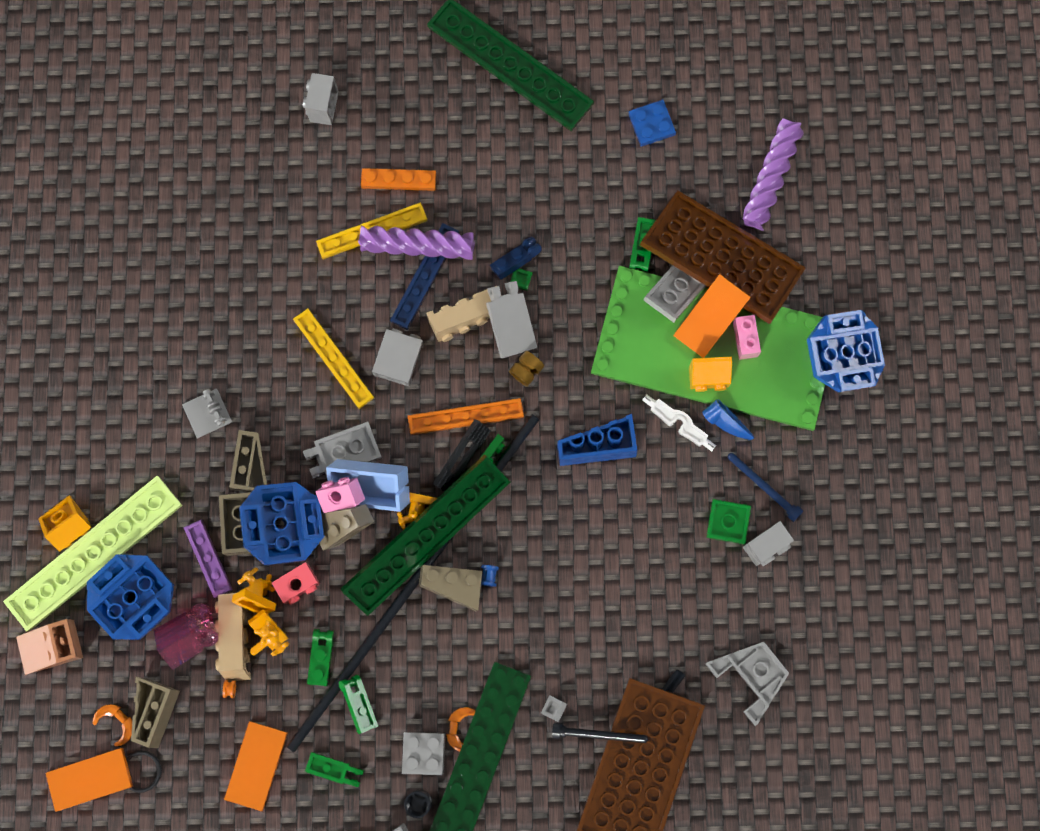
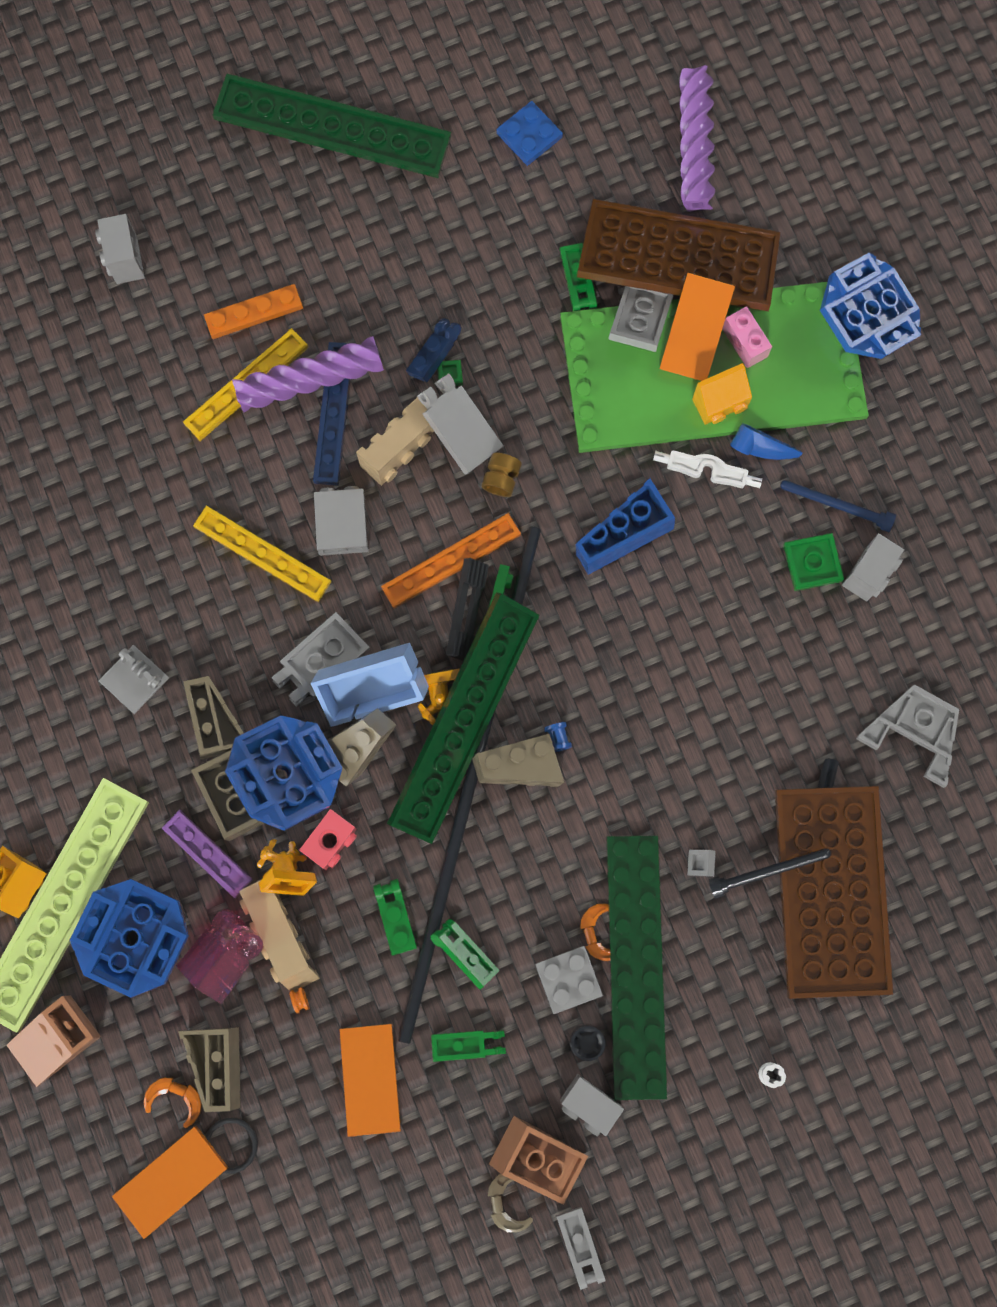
camera: 25 degrees left, 0 degrees up
(270, 634) = (320, 911): light orange piece -> none
(350, 495) = (333, 720): bright pink brick -> none

